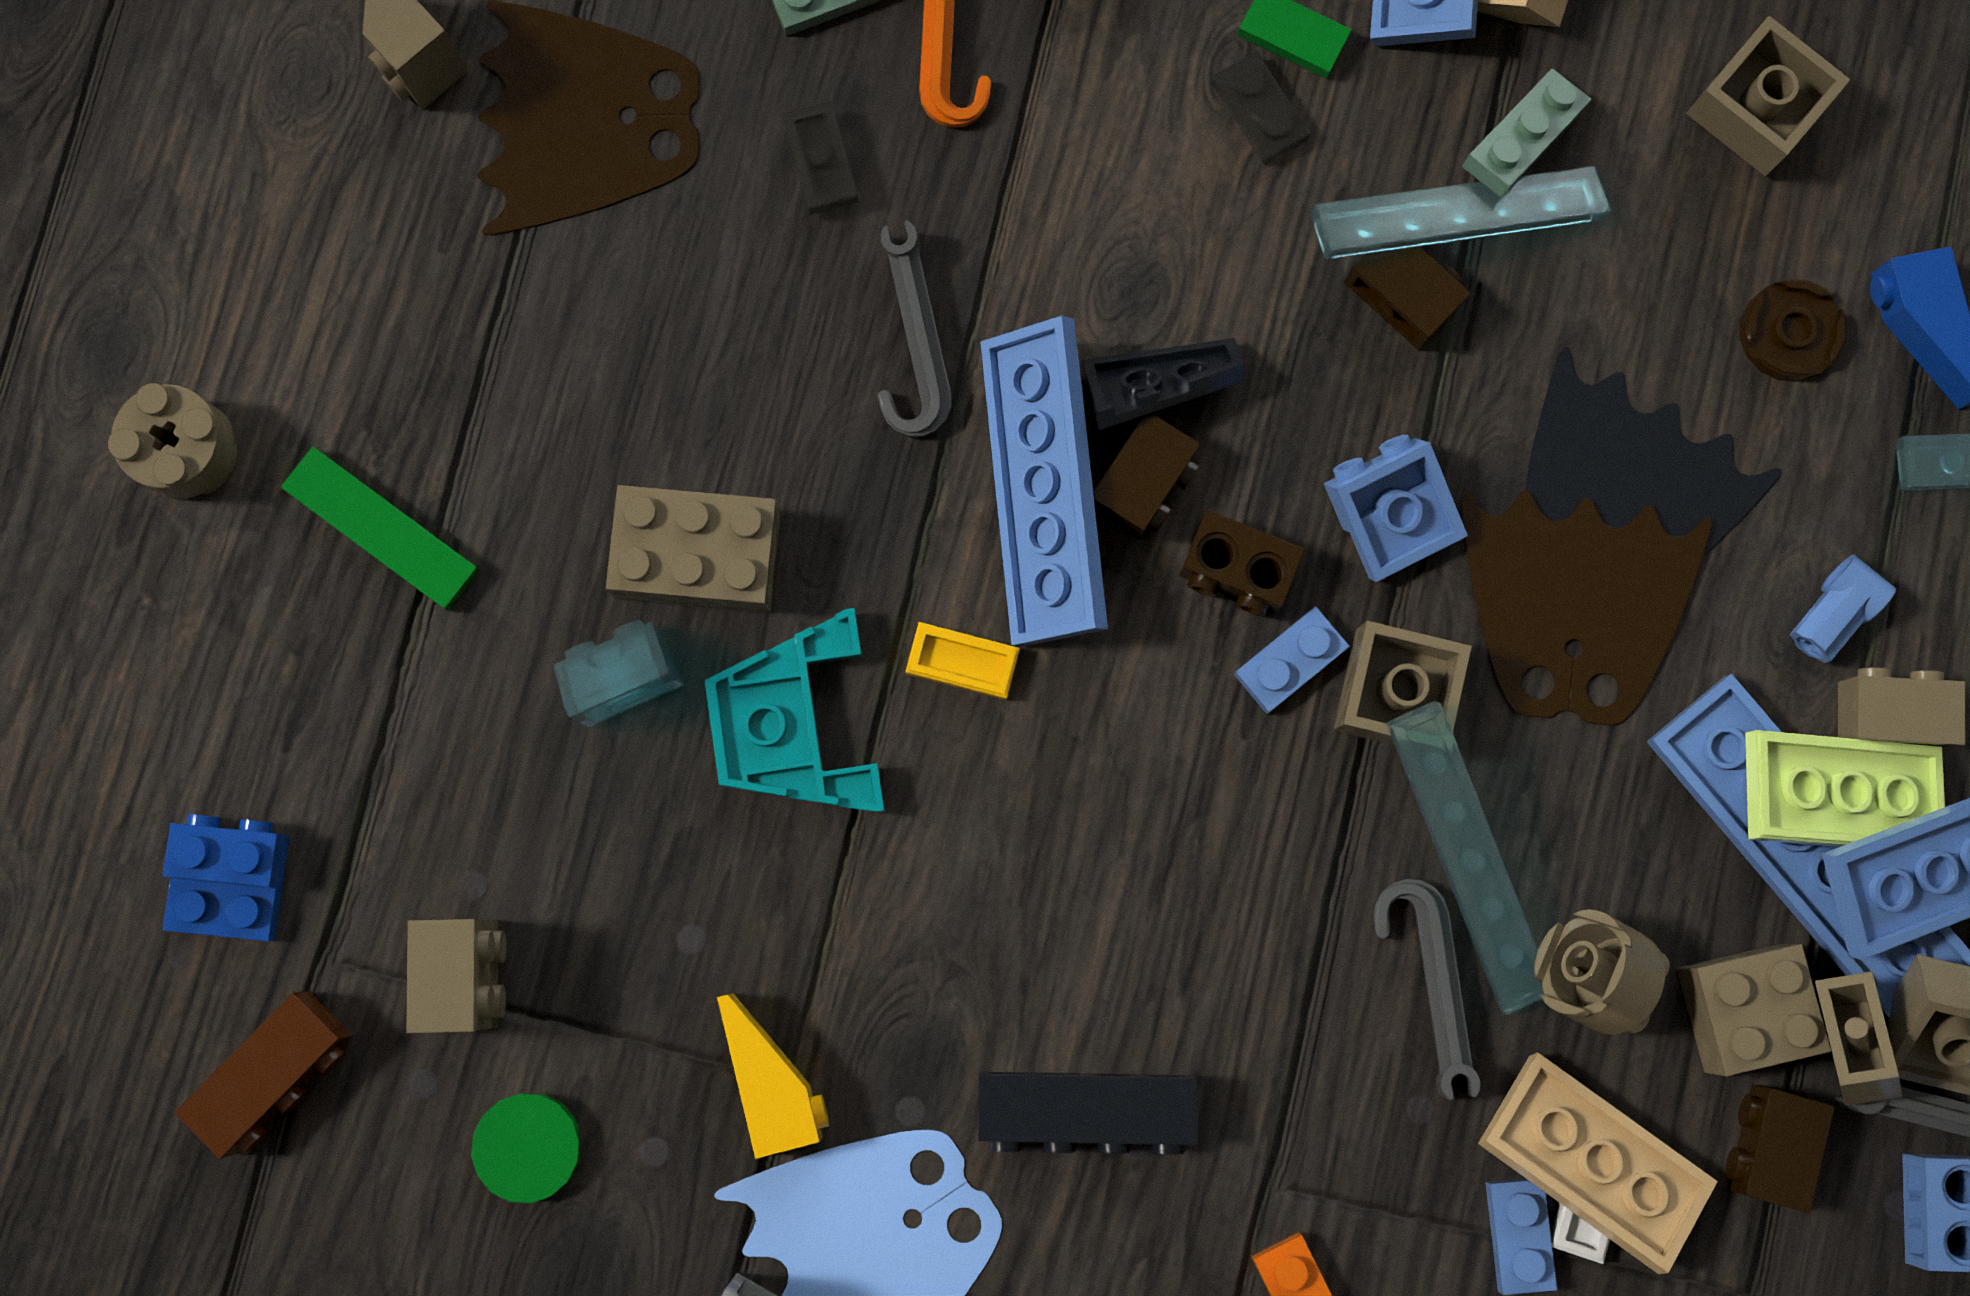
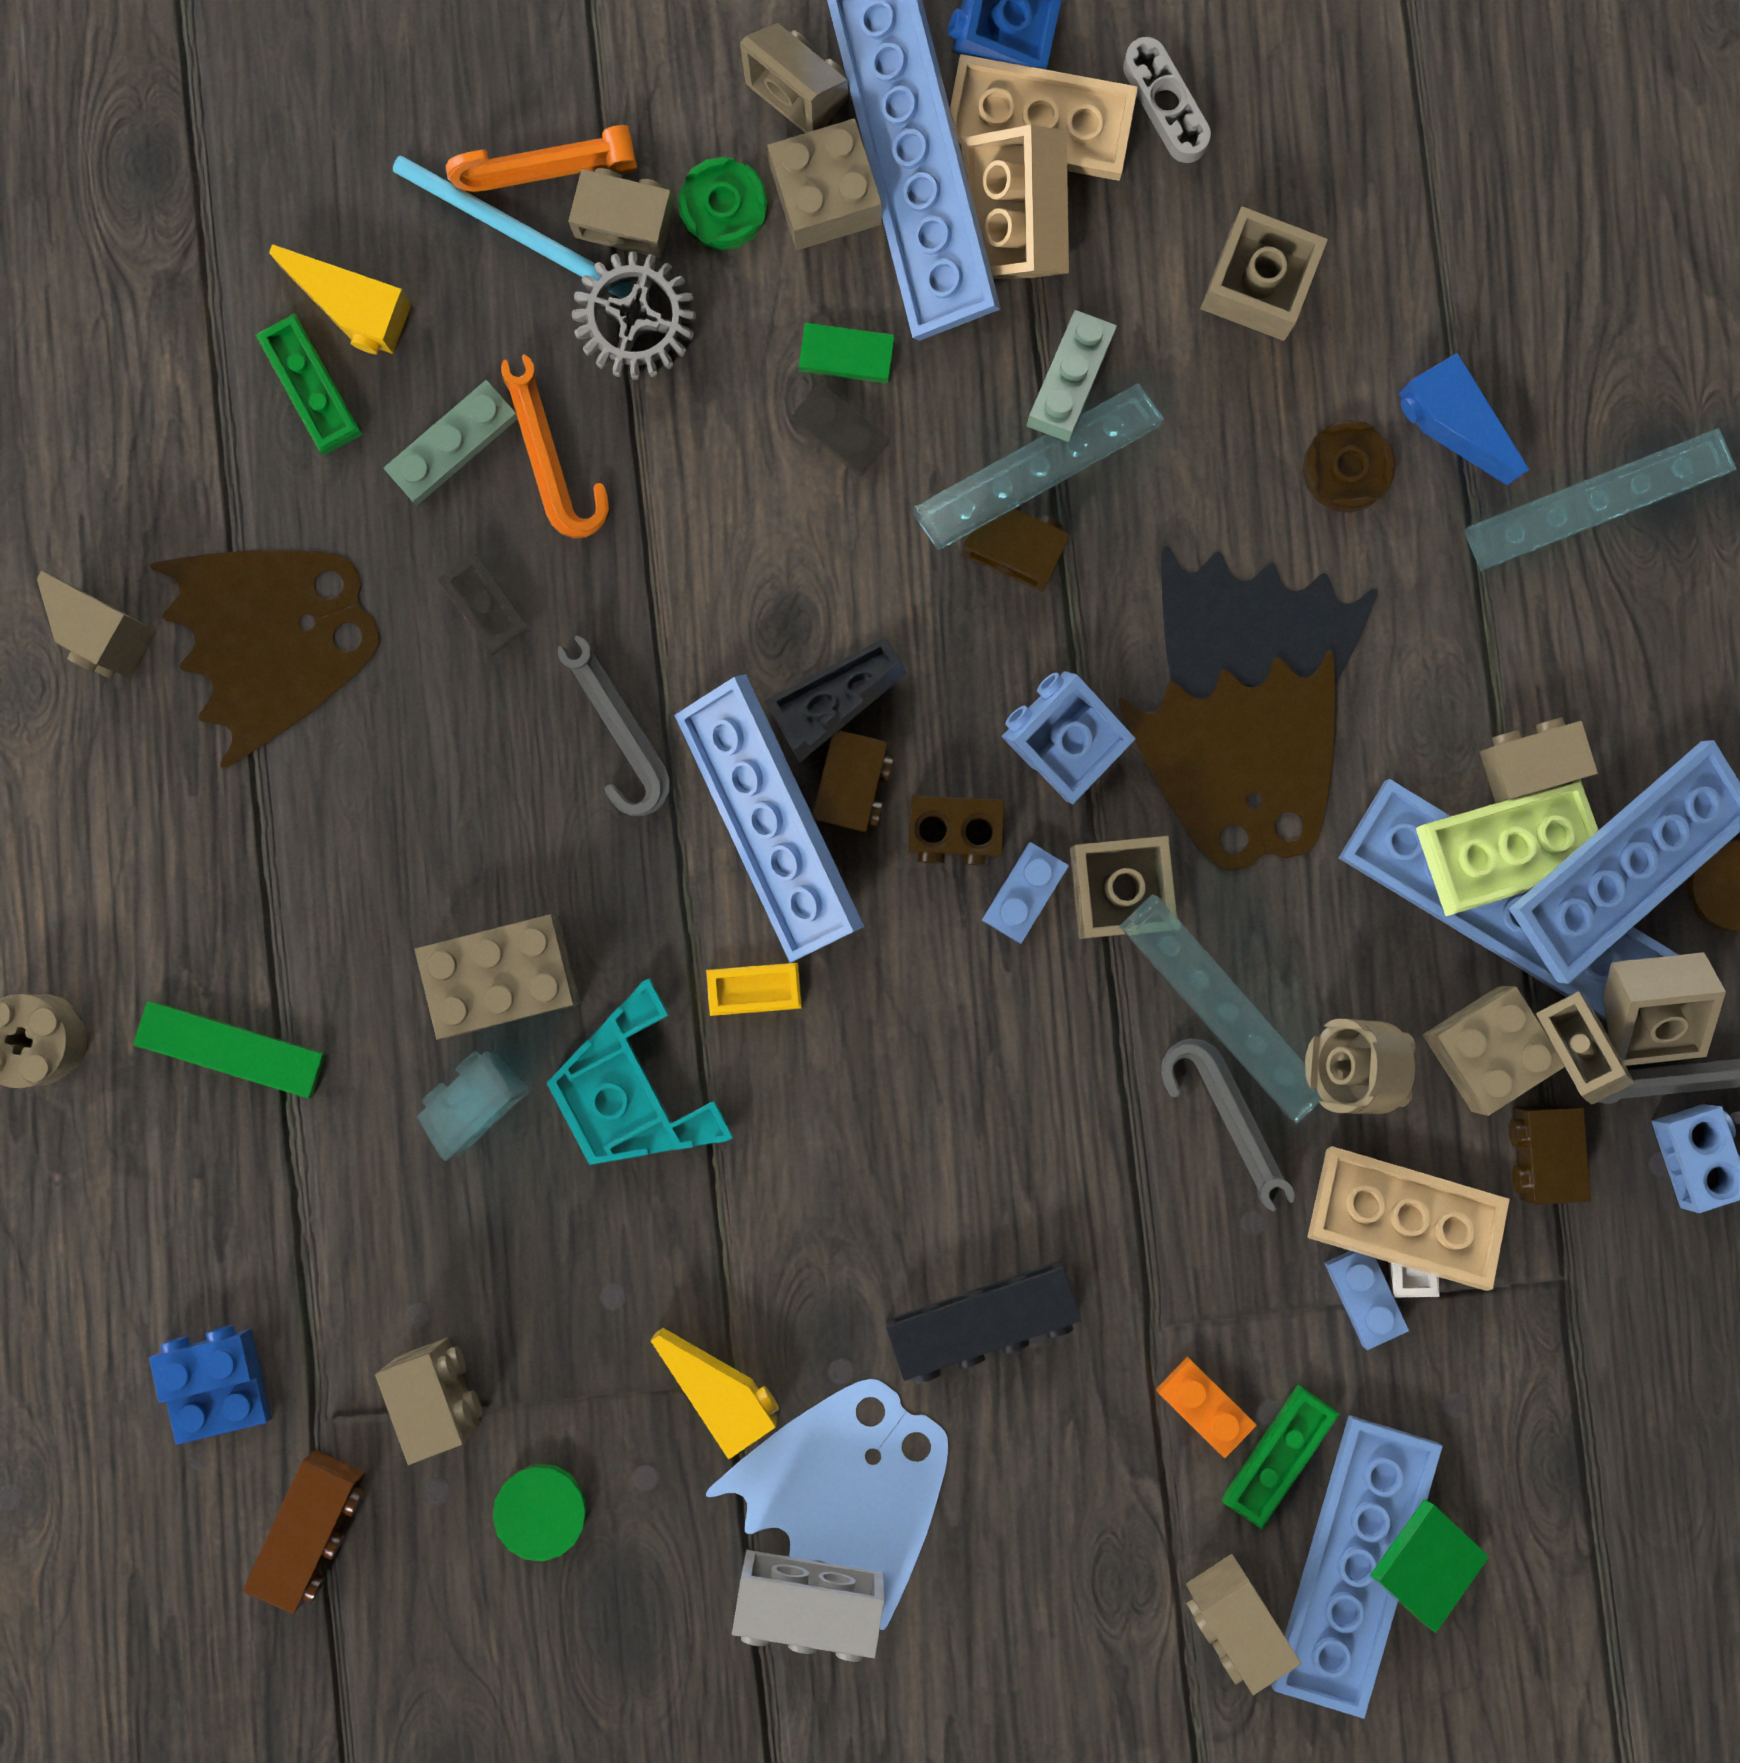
camera: 20 degrees left, 5 degrees up
(1849, 599) = (1467, 680): medium blue piece -> none

